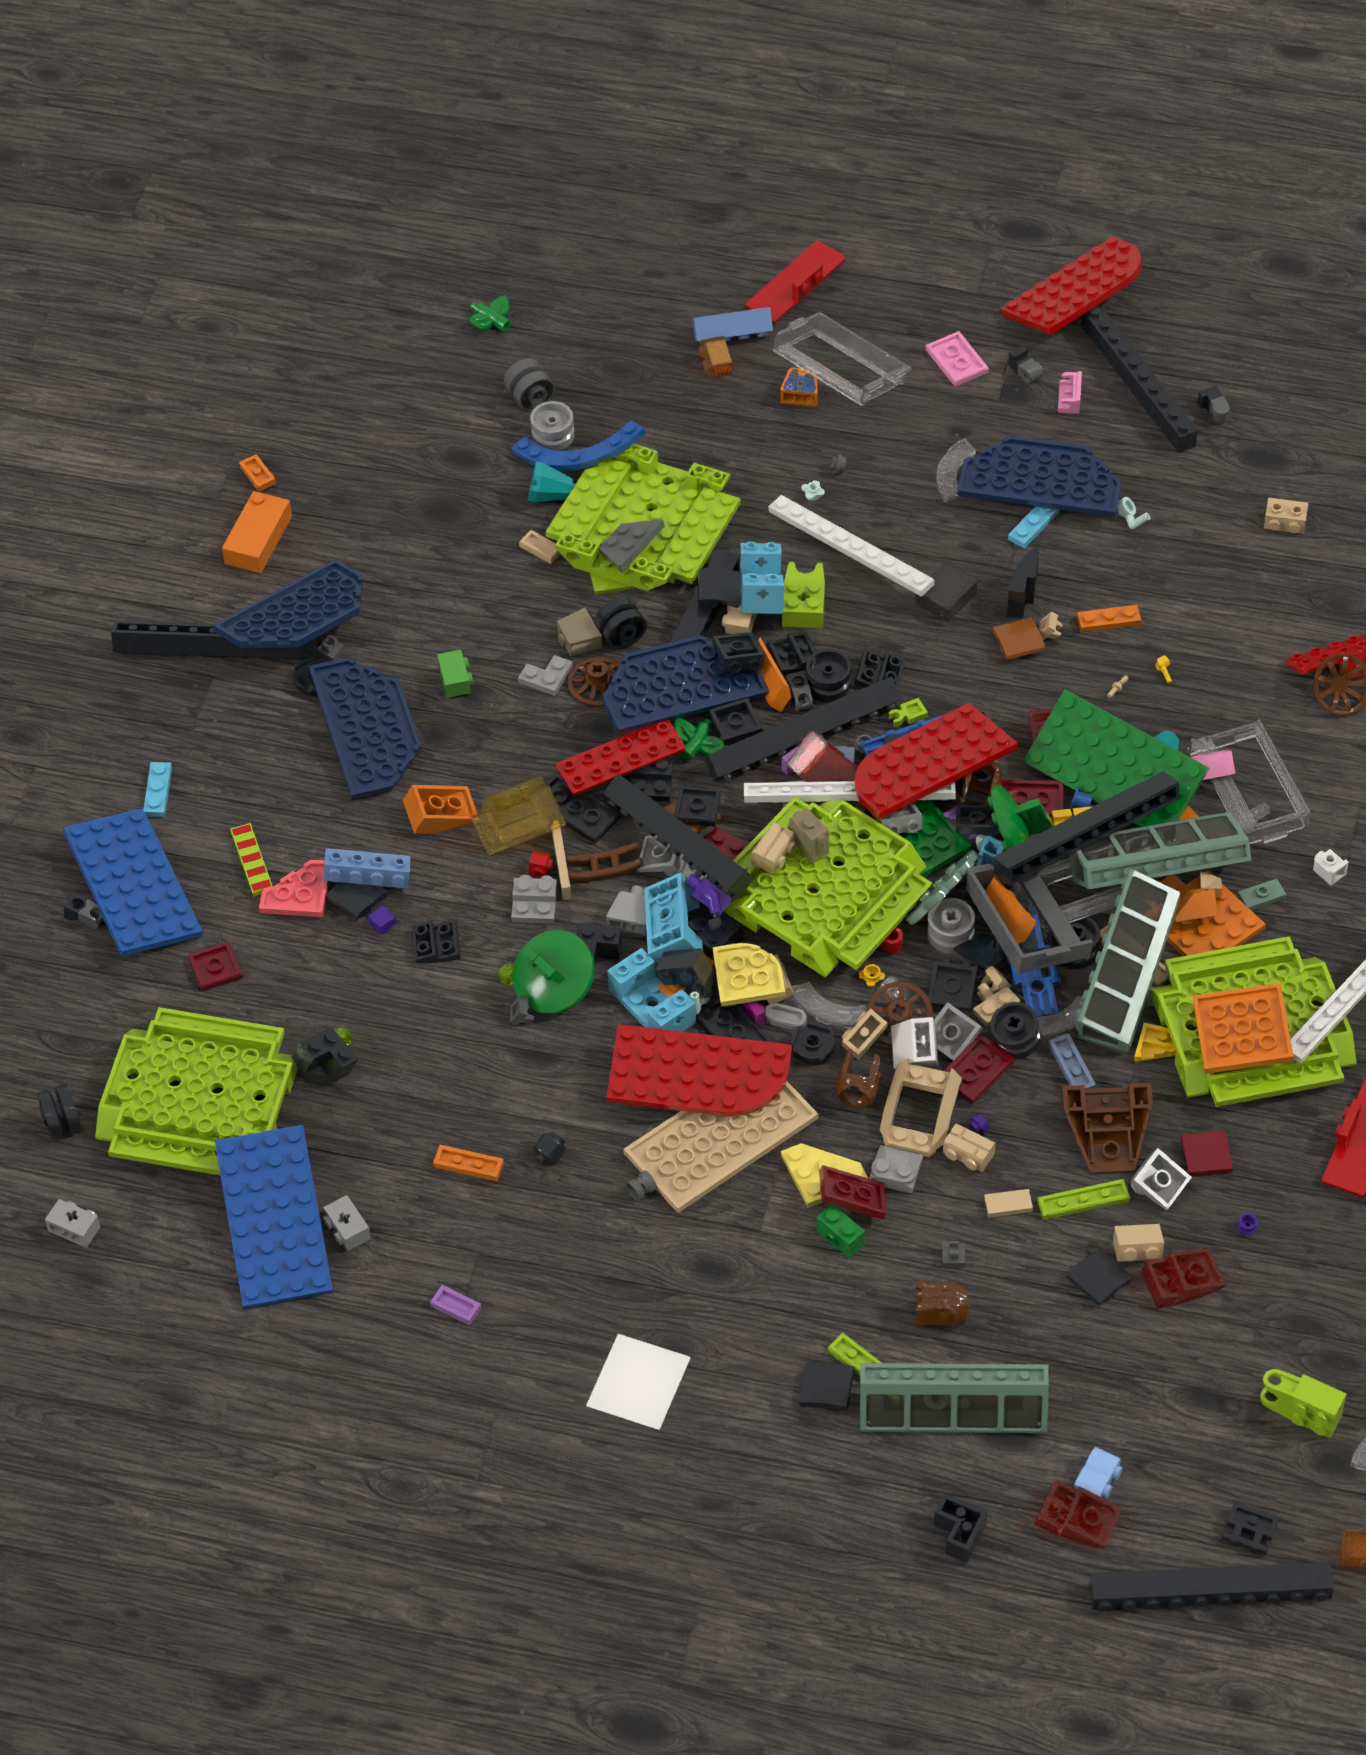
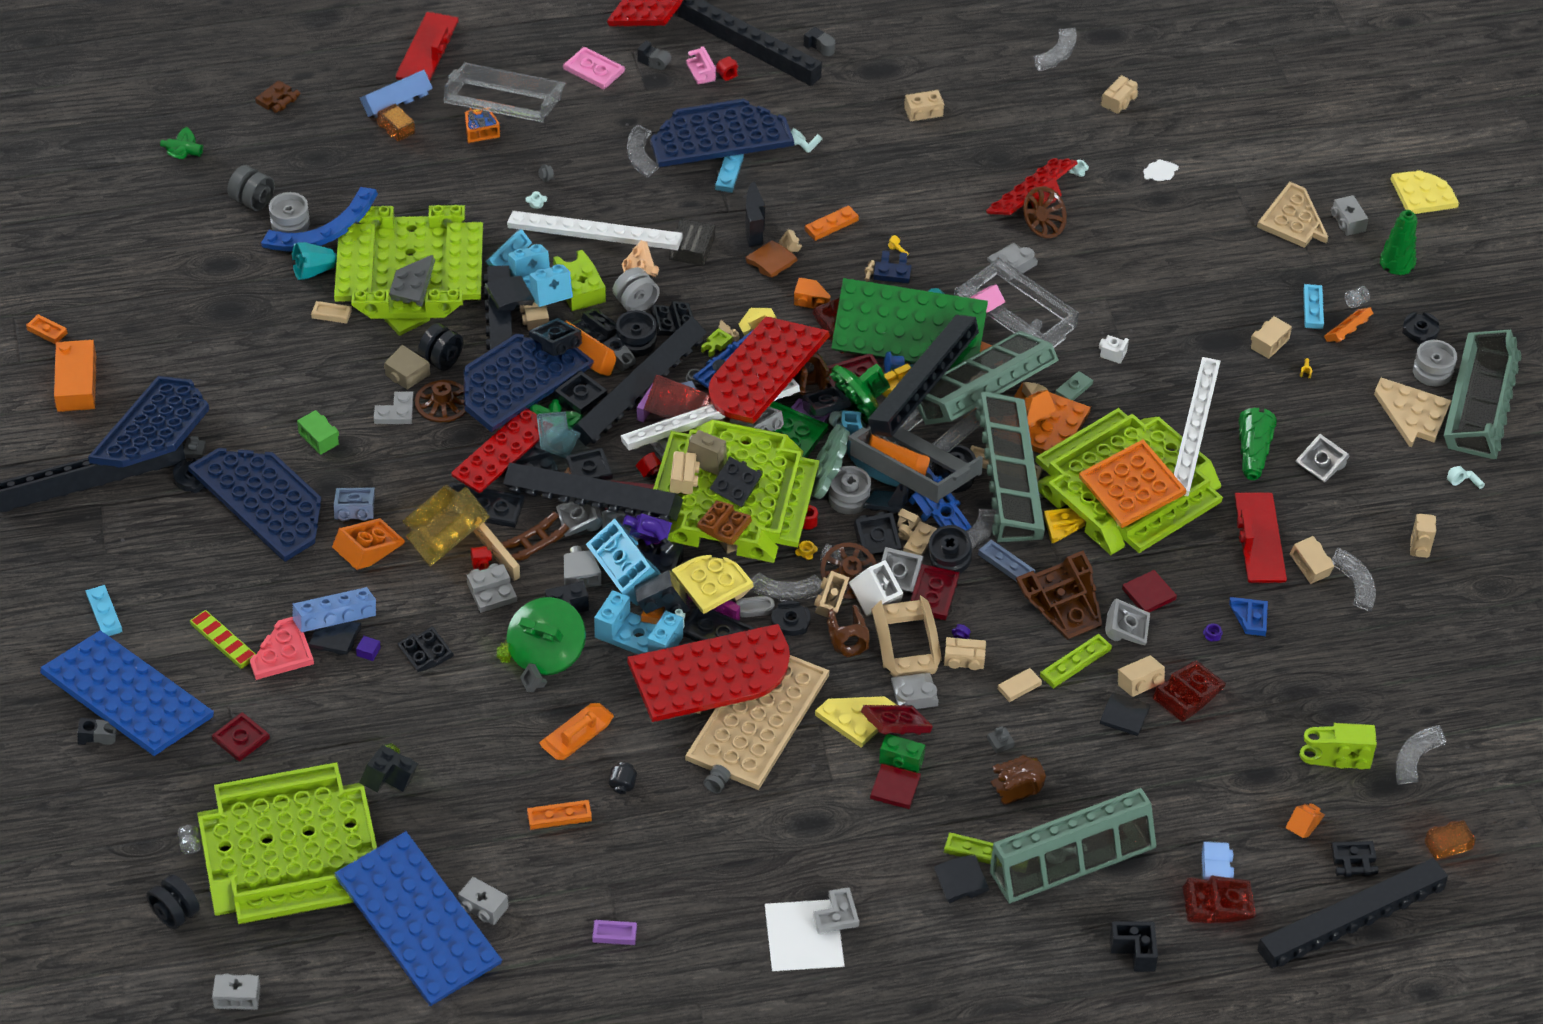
camera: 30 degrees left, 5 degrees down
(109, 1052) = (189, 839): none -> clear wheel
(449, 762) = (354, 503): none -> sand blue plate
(533, 1083) = (577, 731): none -> orange piece
(614, 289) = (277, 97): none -> reddish brown plate
(682, 758) = (556, 434): none -> clear light blue slope
(682, 1377) = (840, 916): none -> light grey plate
(759, 822) = (649, 465): none -> red plate
(762, 533) = (516, 241): none -> medium azure plate
(786, 917) = (724, 522): none -> dark orange slope
(817, 1262) = (895, 786): none -> dark red tile
(823, 876) = (736, 481): none -> black plate
(852, 628) = (636, 290): none -> light grey wheel
(872, 600) = (641, 258): none -> light nougat plate
(928, 702) = (726, 328): none -> tan piece
(961, 698) = (753, 318): none -> light yellow plate
(1035, 691) = (810, 294): none -> orange slope
(1096, 404) = (727, 68): none -> red plate
(1141, 696) = (892, 272): none -> dark blue plate
(1220, 1466) = (1304, 819): none -> orange slope
(1283, 726) = (1016, 256): none -> light grey slope
(1301, 1220) = (1251, 615): none -> blue wing

